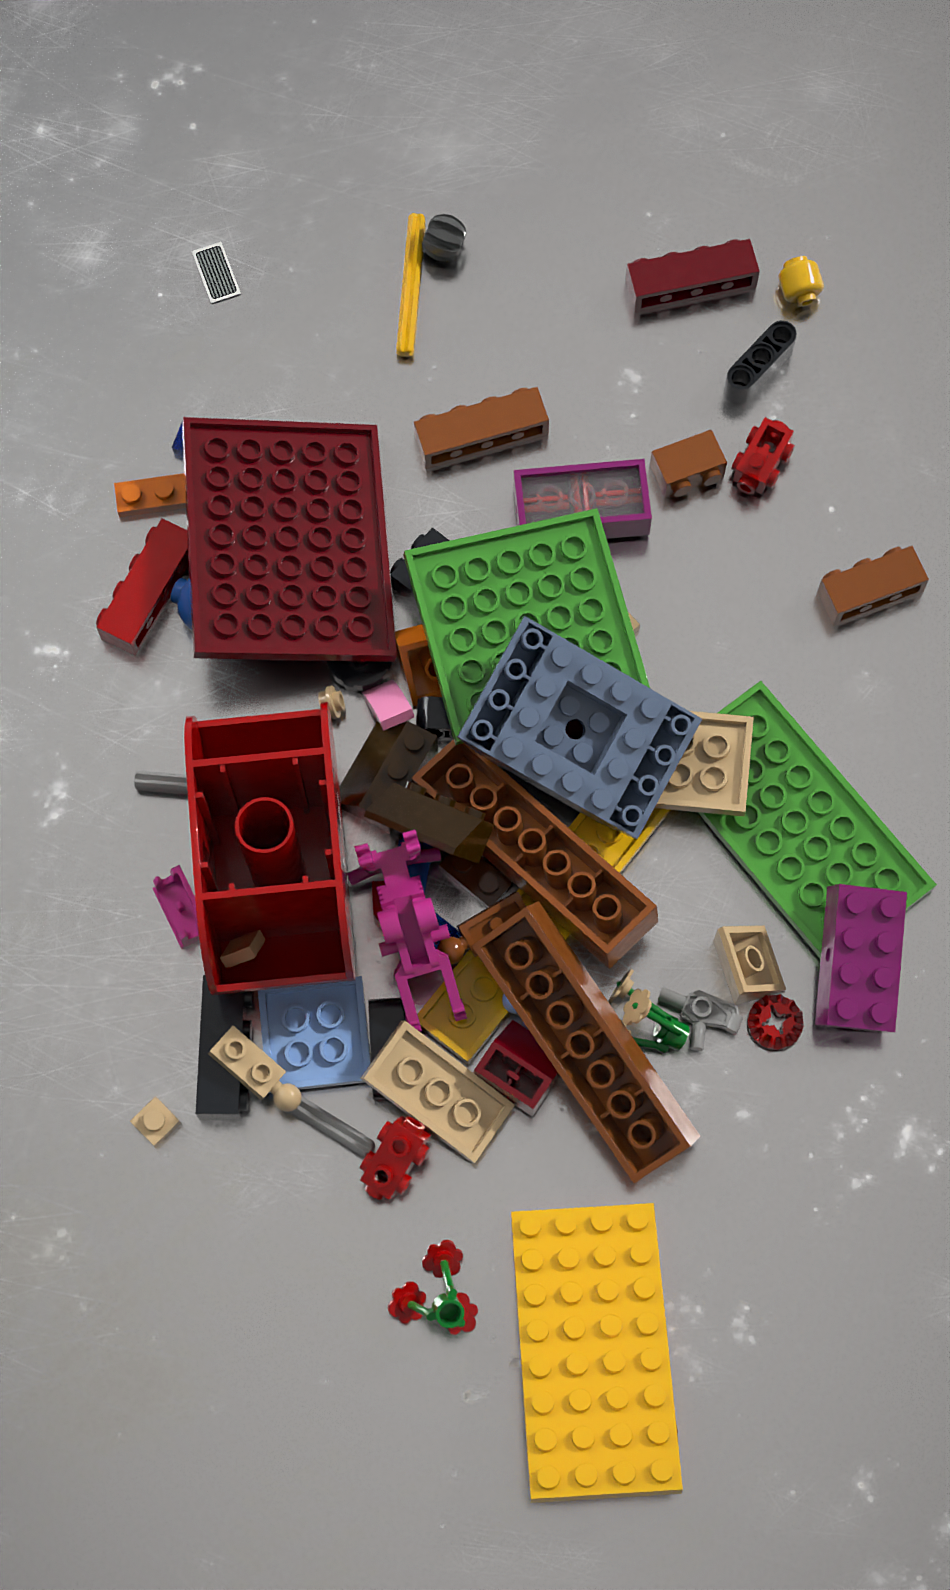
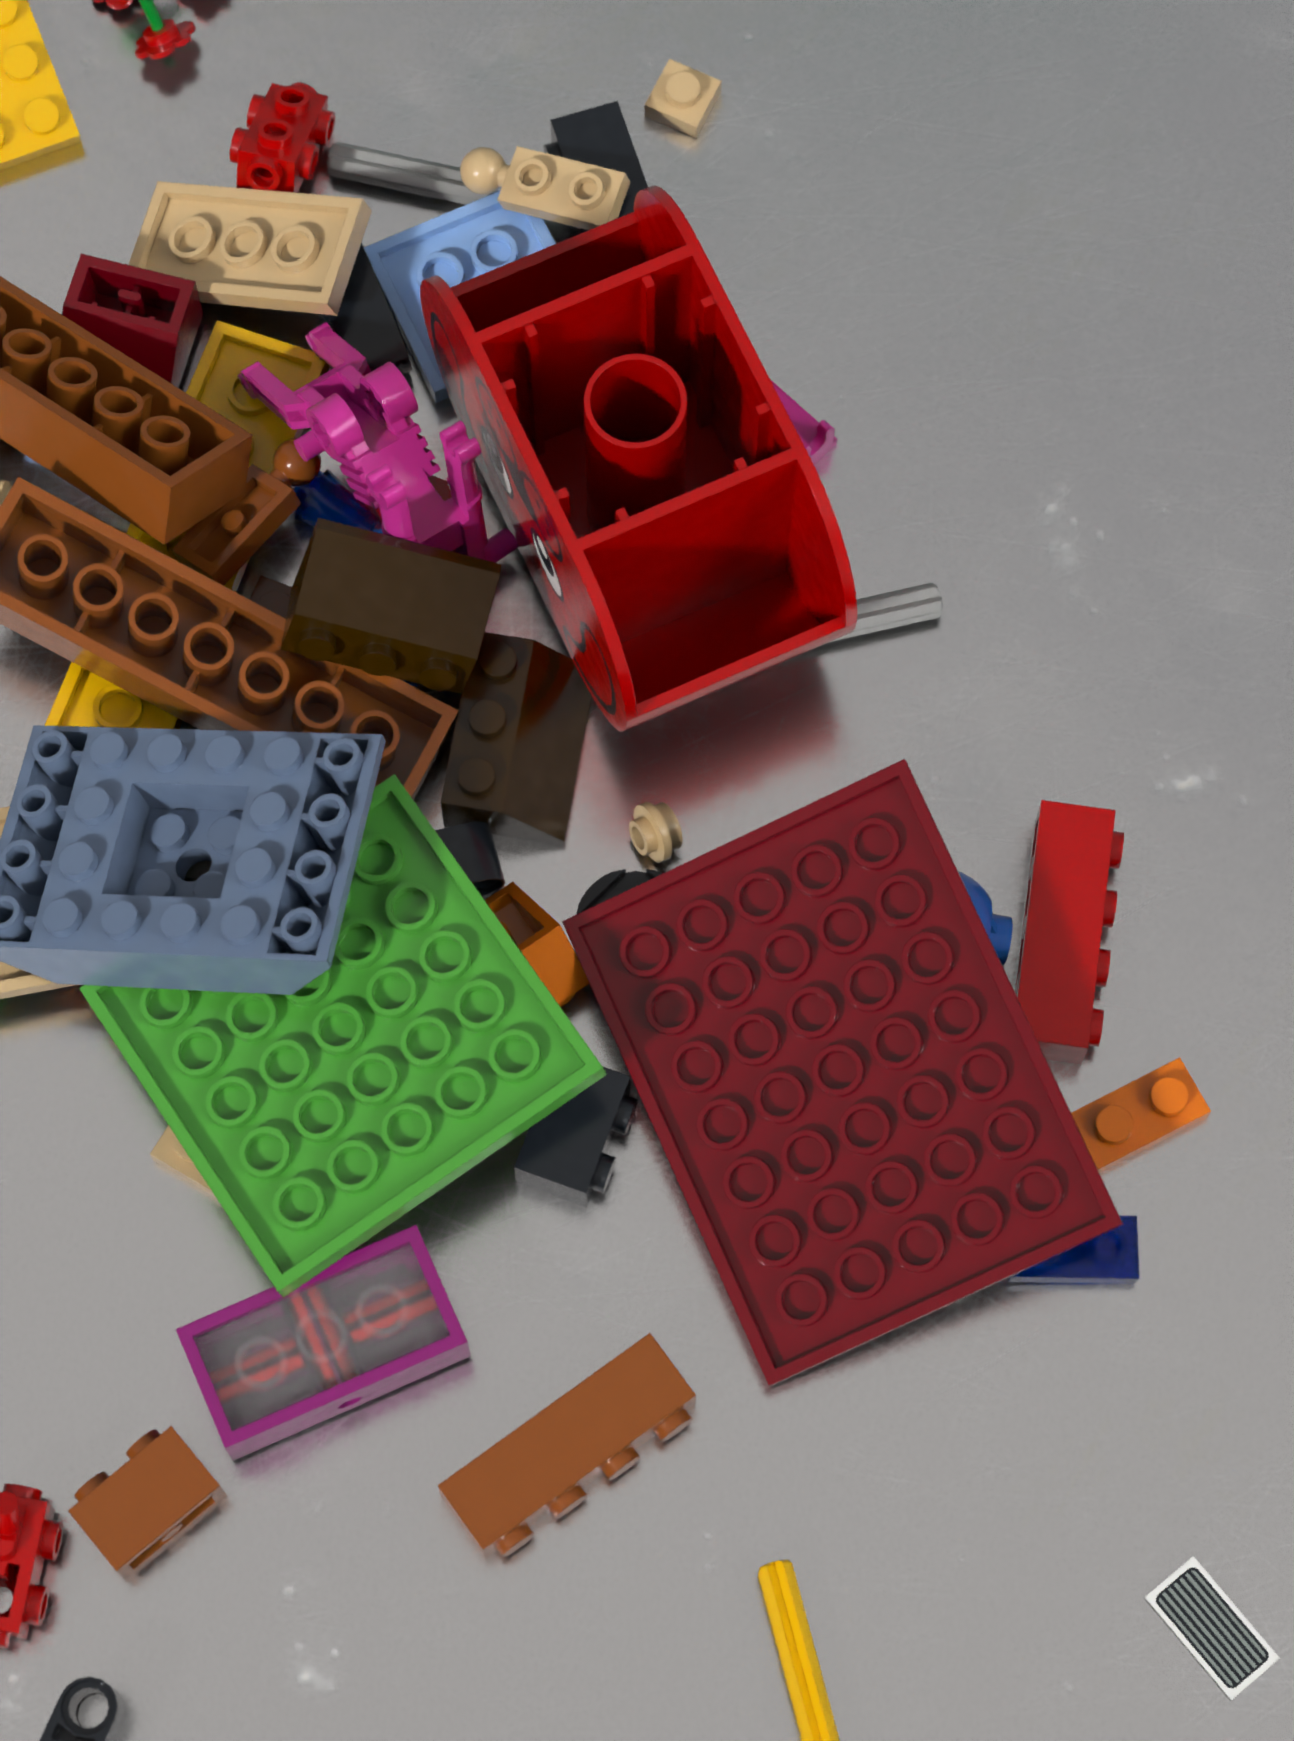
camera: 160 degrees right, 0 degrees up
(388, 704) = (551, 847): bright pink slope -> none

